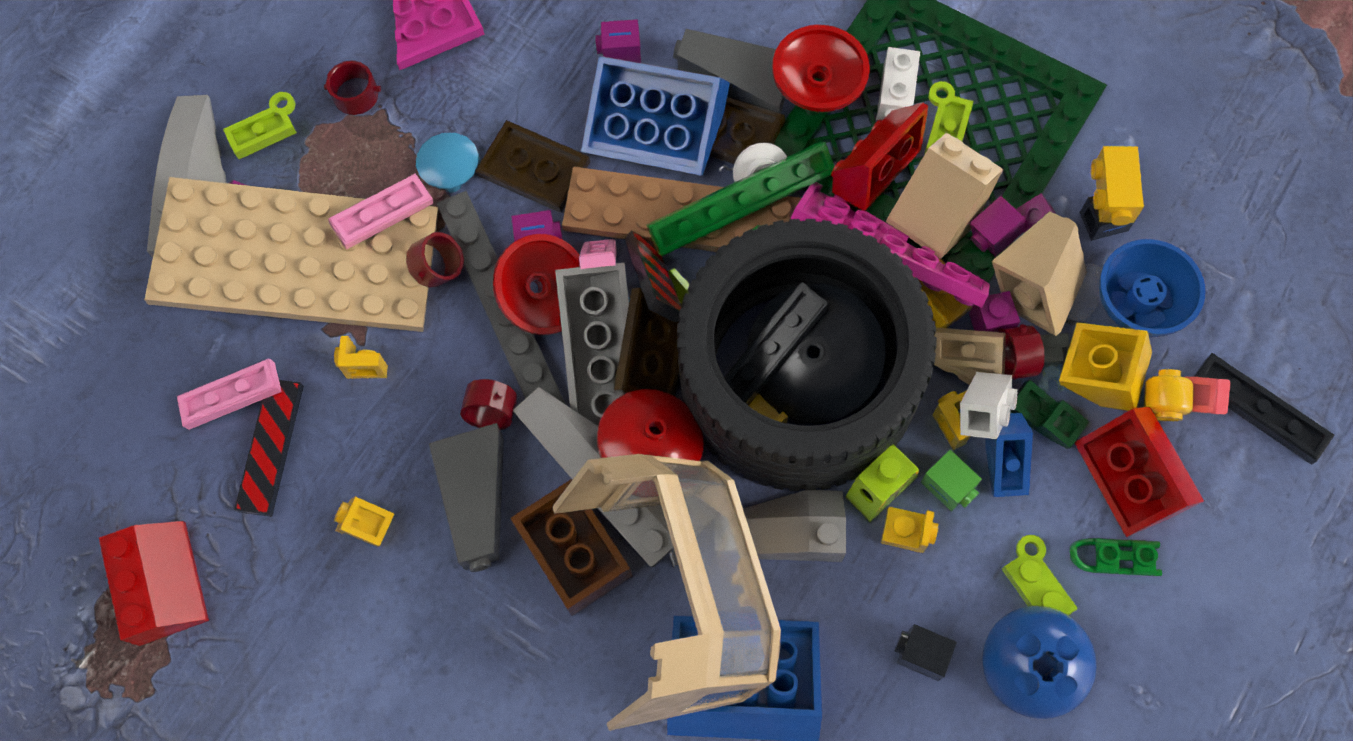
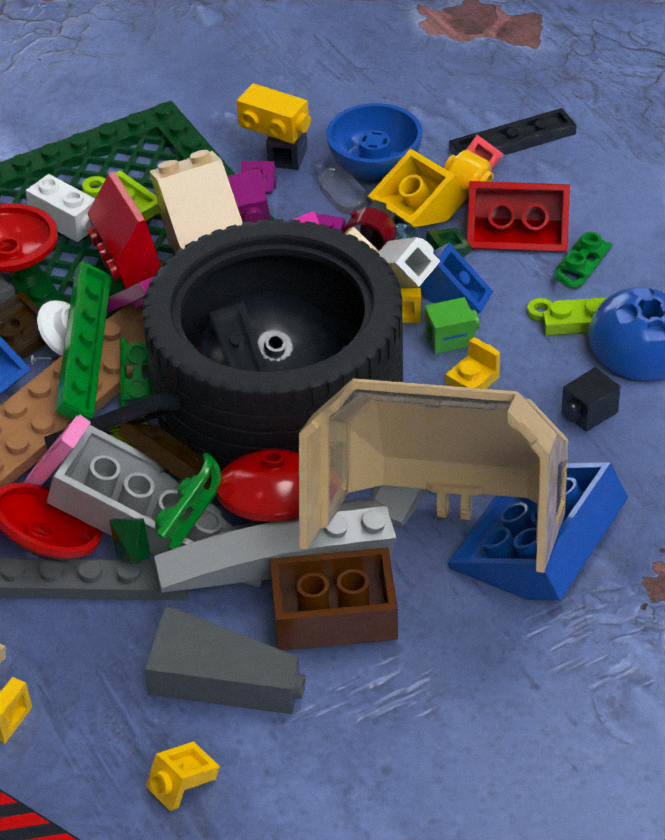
camera: 65 degrees left, 25 degrees down
(488, 403) = (124, 604): dark red piece -> none
(551, 360) = (130, 539): none -> dark green slope
(600, 381) = (193, 495): none -> green piece
(883, 481) = (423, 346): lime torso -> none
(1043, 271) = (313, 182): tan slope -> none

